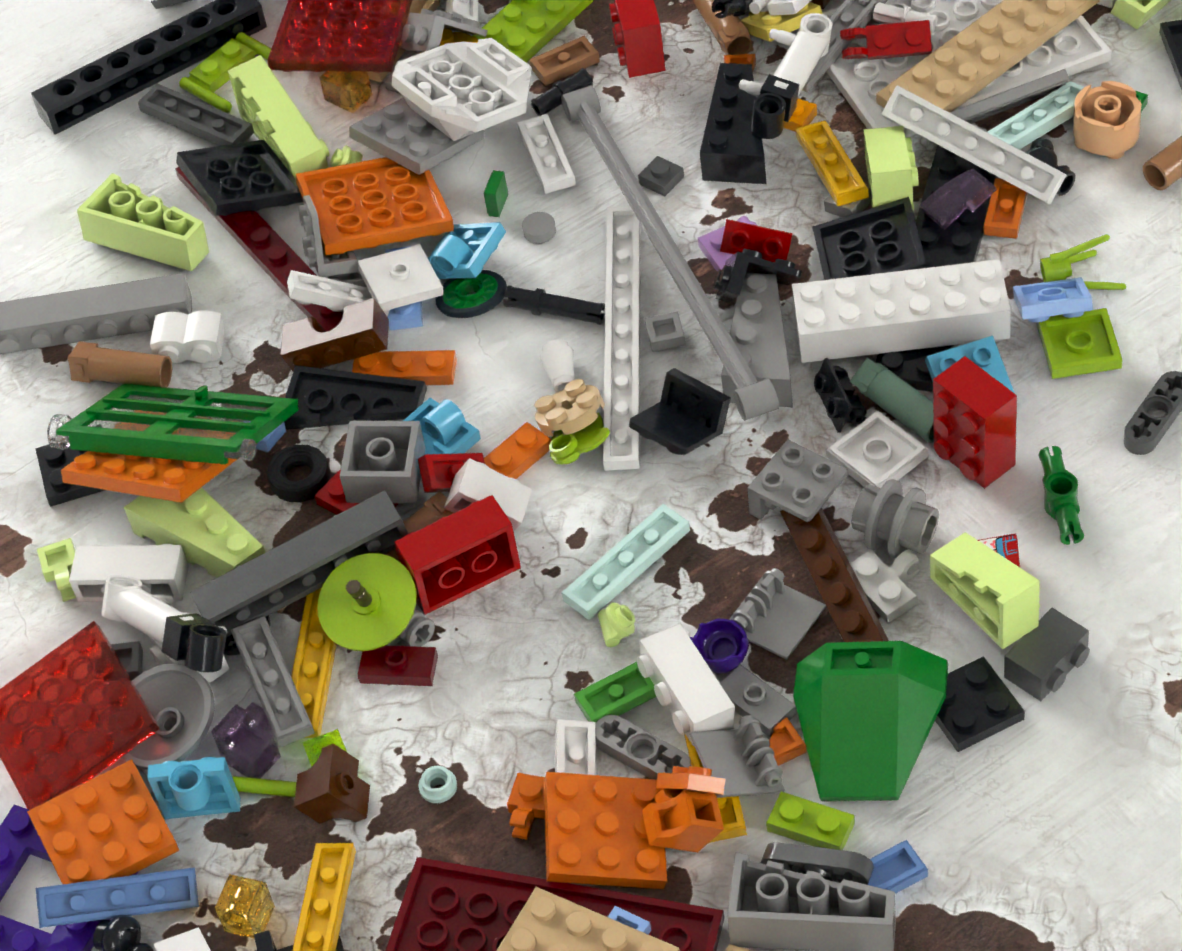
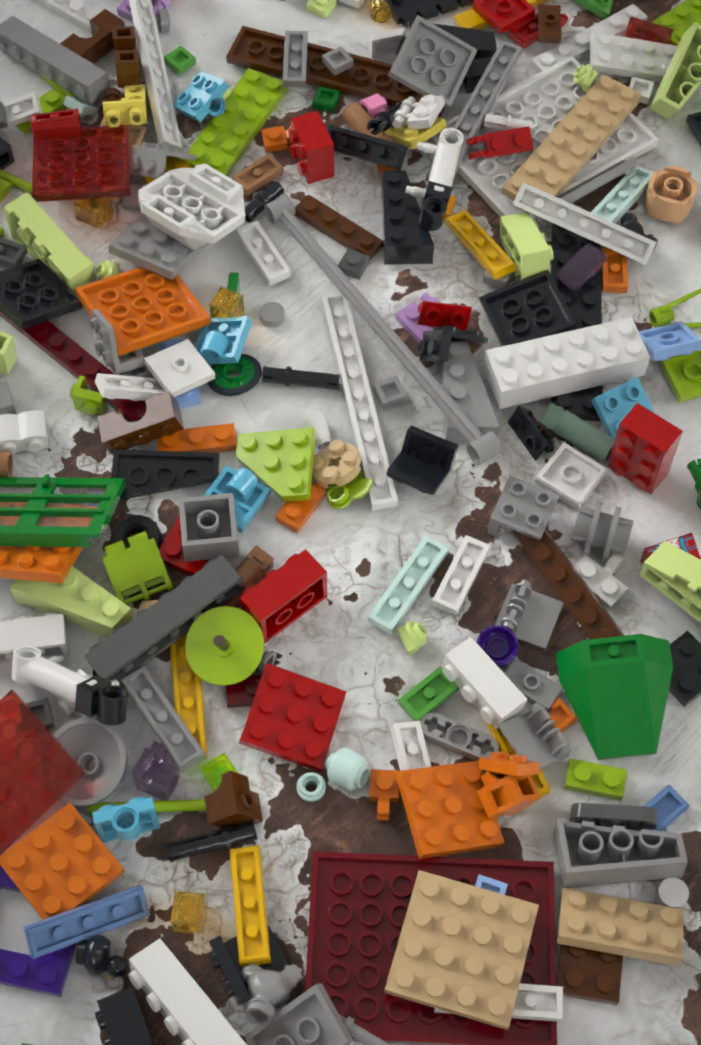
camera: 20 degrees left, 10 degrees up
(277, 305) = (87, 400): none -> lime bracket
(284, 503) = (136, 568): none -> lime plate
(297, 831) = (211, 841): none -> black pin
(435, 699) = (293, 717): none -> red plate
(440, 469) = (262, 528): red plate -> none
(479, 481) = (286, 539): white brick -> none
(480, 207) = (226, 304): none -> clear yellow brick
(488, 768) = (348, 769): none -> light aqua head
(501, 397) = (280, 460): none -> lime plate
(597, 21) = (275, 139): none -> orange plate
(651, 130) = (338, 227): none -> reddish brown plate
(698, 557) = (461, 575): none -> white plate
(708, 34) = (367, 147): none -> black plate

